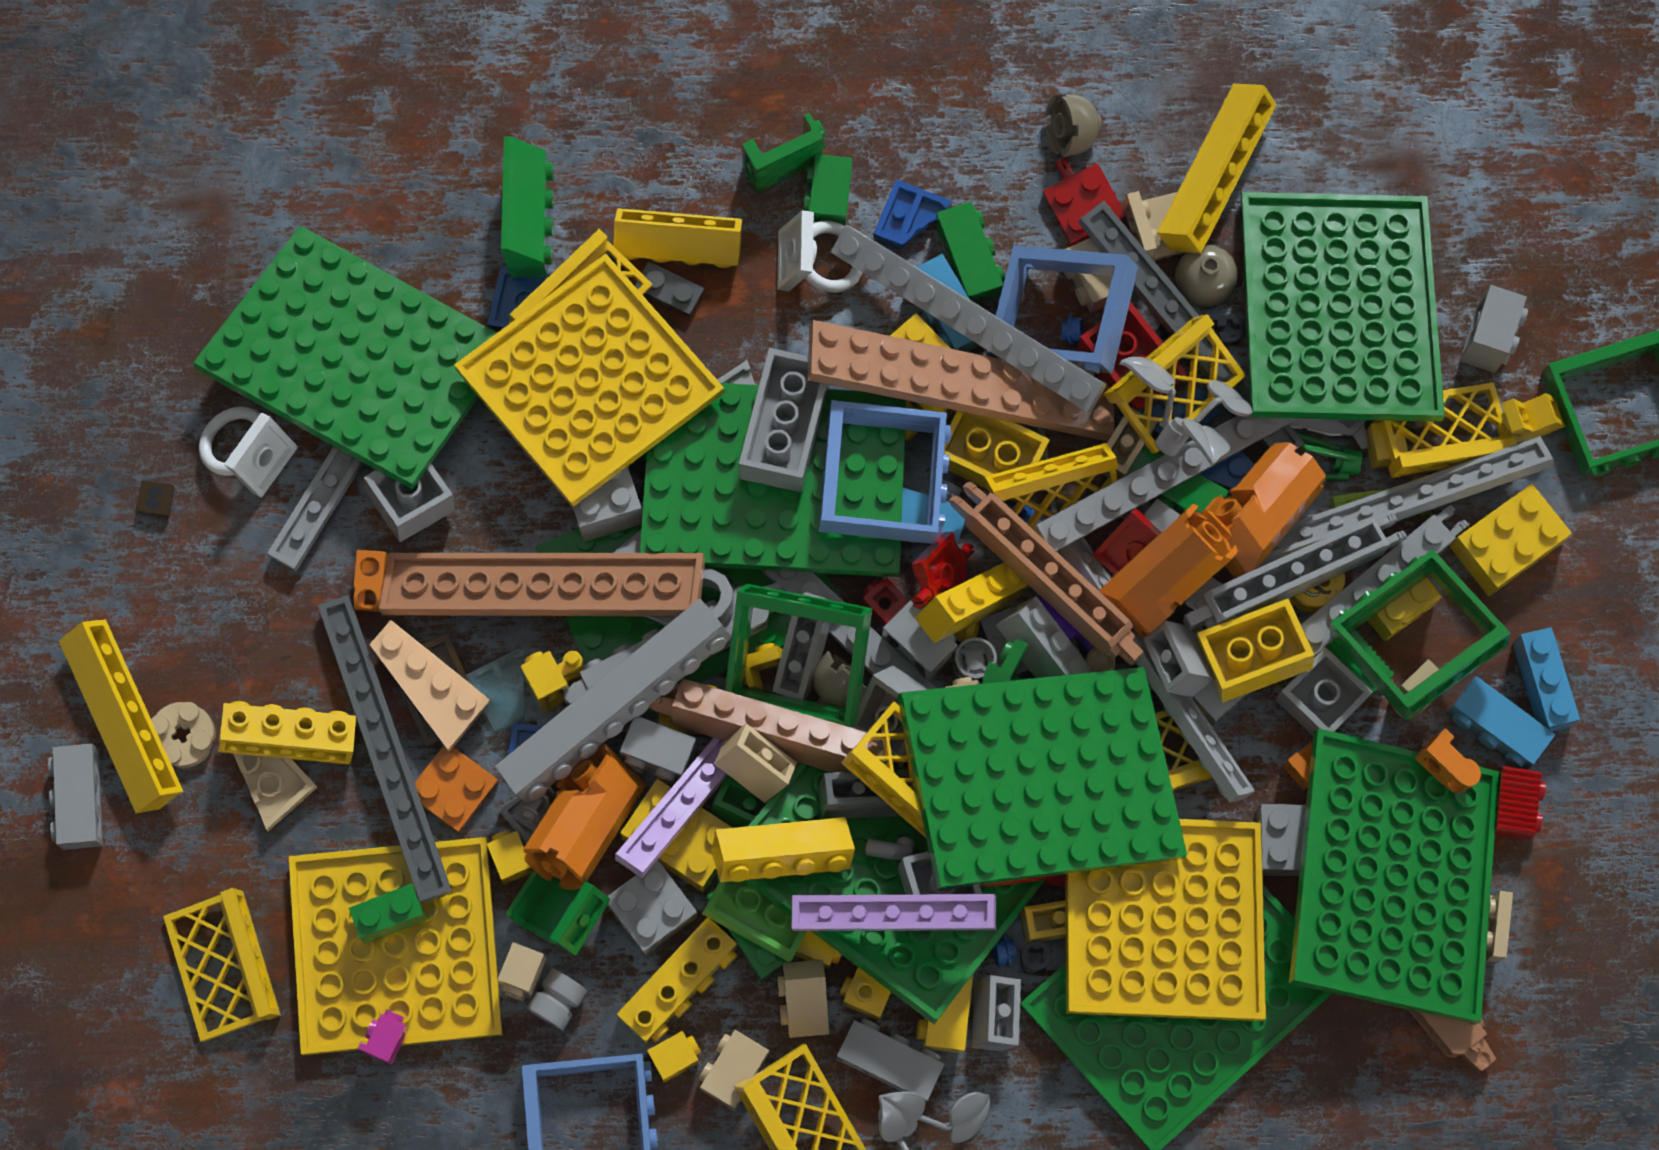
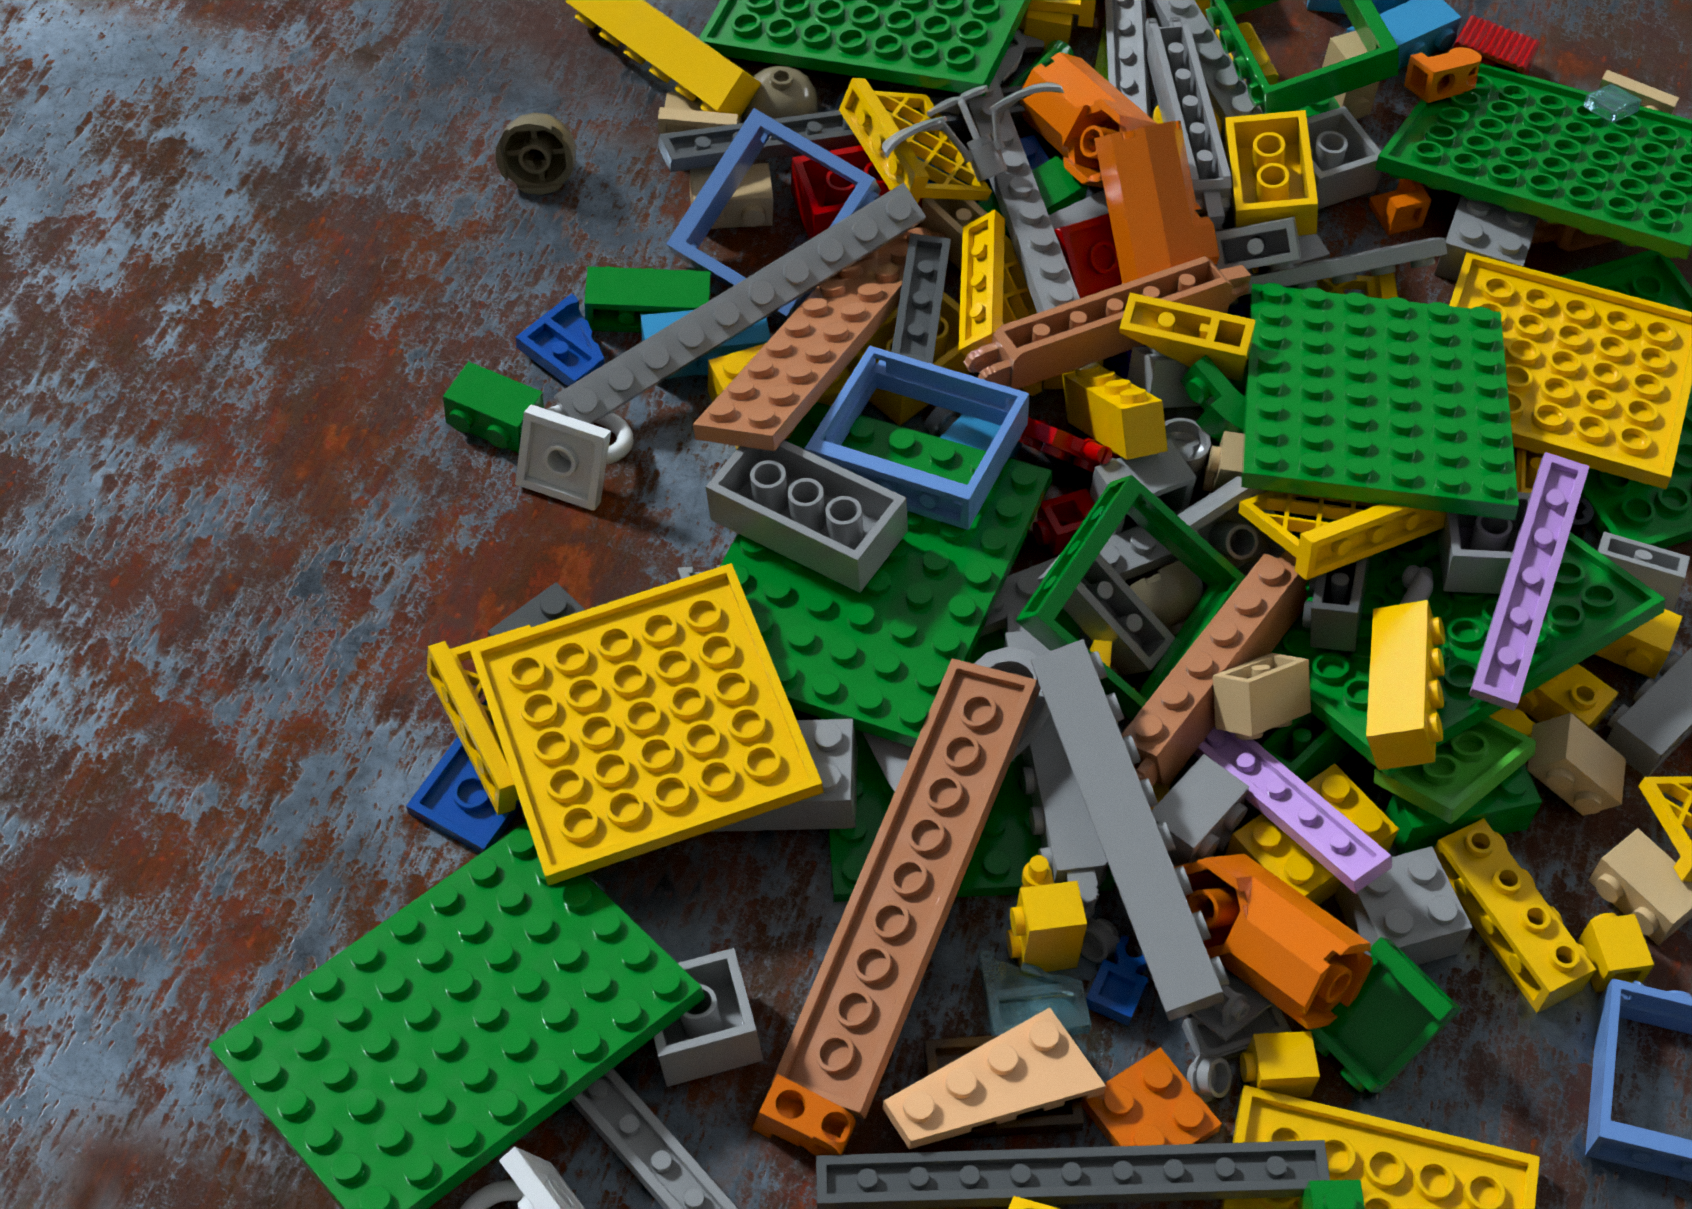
camera: 70 degrees left, 20 degrees down
(487, 815) = (1209, 1076): none -> light grey plate
(522, 972) = (1464, 1091): tan brick -> none
(526, 209) = (347, 737): green slope -> none
(556, 1000) = (1503, 1064): light grey wheel -> none
(677, 237) = (477, 576): yellow brick -> none
(785, 160) = (422, 450): green panel -> none
(1016, 436) = (921, 297): none -> dark grey plate
(1043, 626) = (1190, 333): none -> yellow slope
(1072, 329) = (789, 237): blue plate -> none
(1077, 195) = (634, 183): red plate -> none
(1472, 903) = (1612, 103): none -> clear light blue tile

